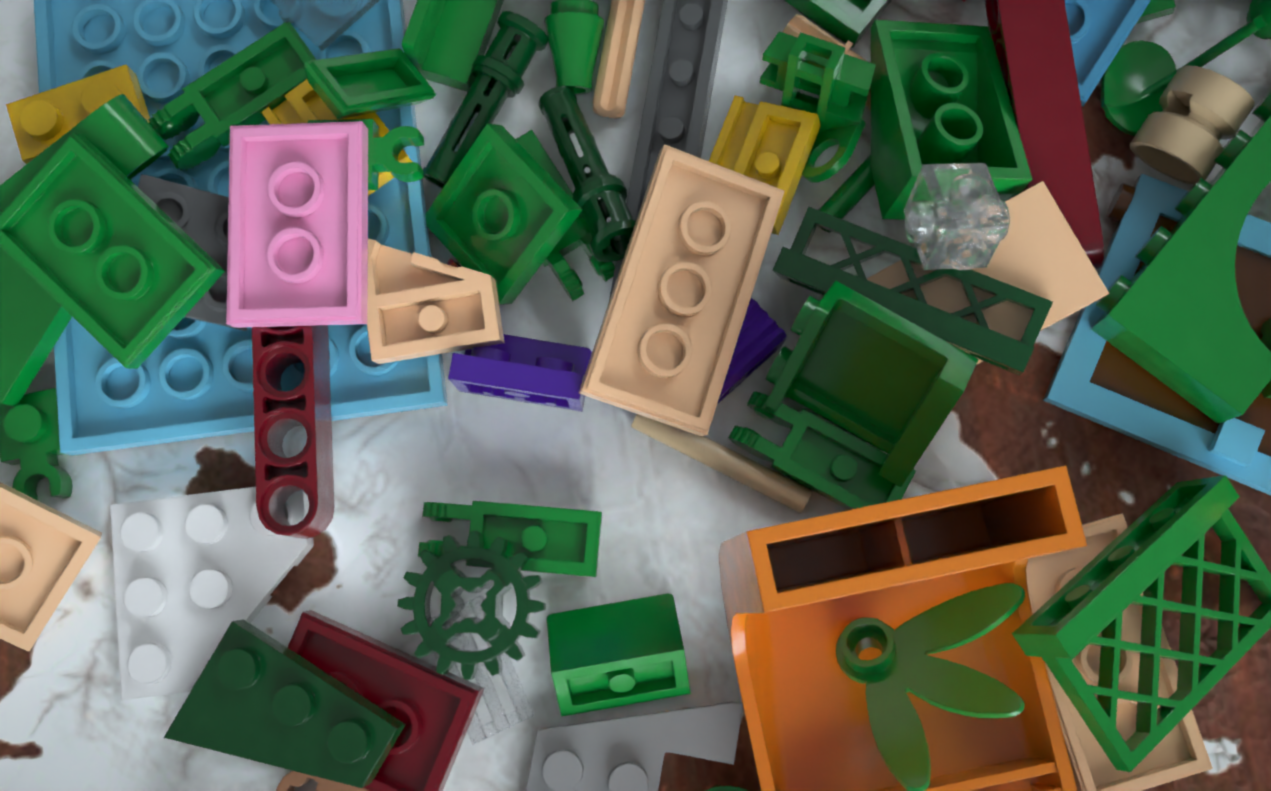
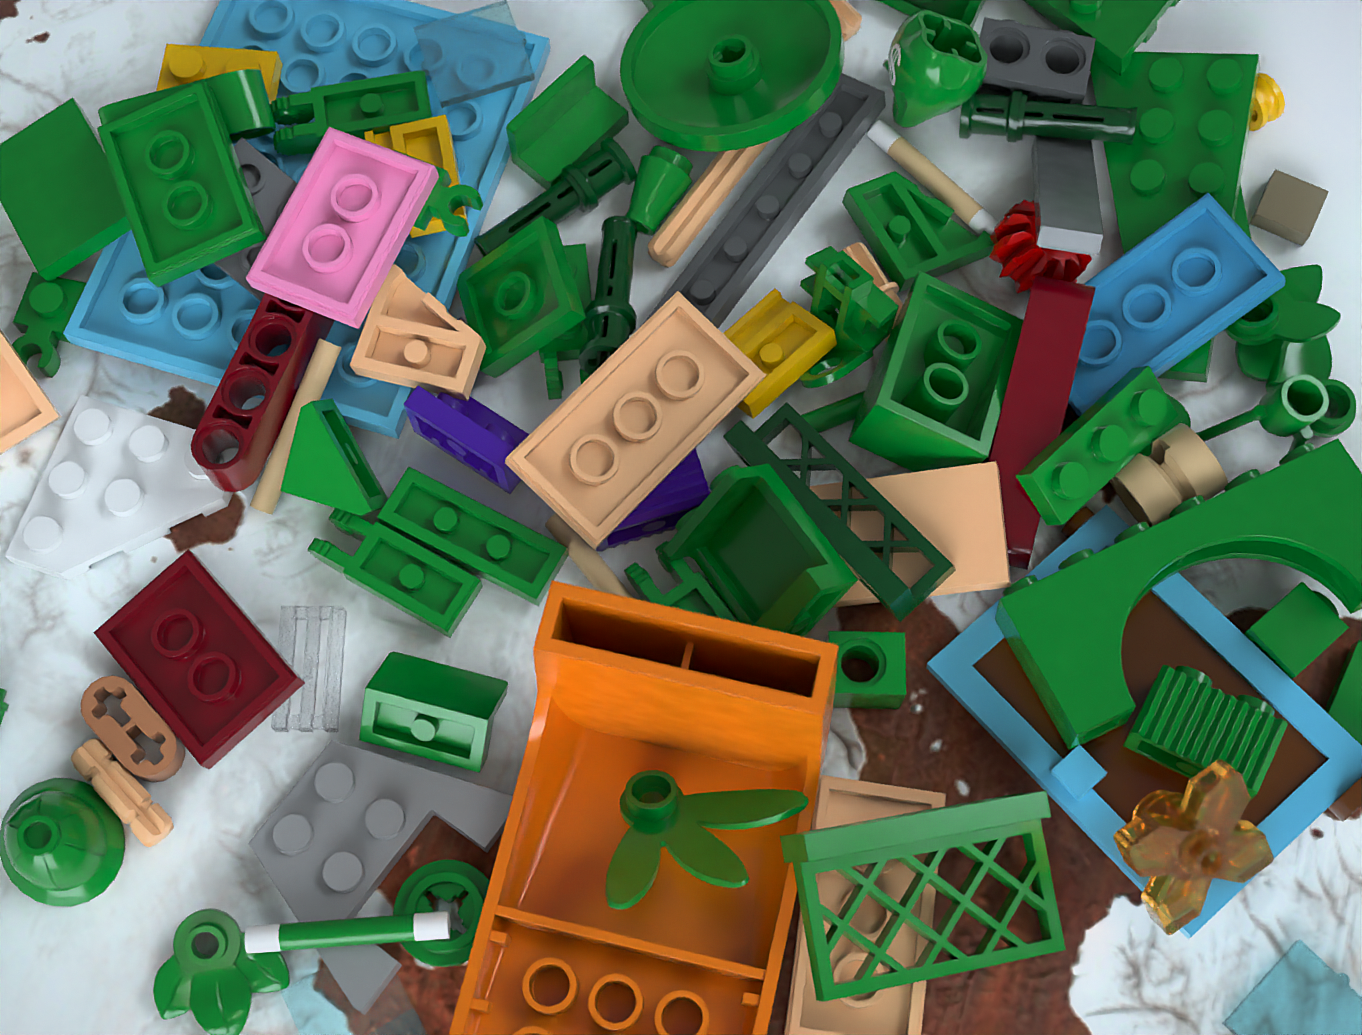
camera: 25 degrees right, 10 degrees down
(283, 712) = (130, 621): dark green wing -> none
(345, 441) = (309, 390): none -> tan bar
(367, 82) = (462, 144): green tile -> none
(400, 467) = (329, 464): none -> green slope
(451, 582) = (304, 607): dark green gear -> none
(570, 470) = (473, 536): none -> green plate
(955, 216) = (897, 454): clear brick -> none
(1020, 421) = (888, 661): none -> green brick
(1121, 122) = (1097, 446): none -> green plate

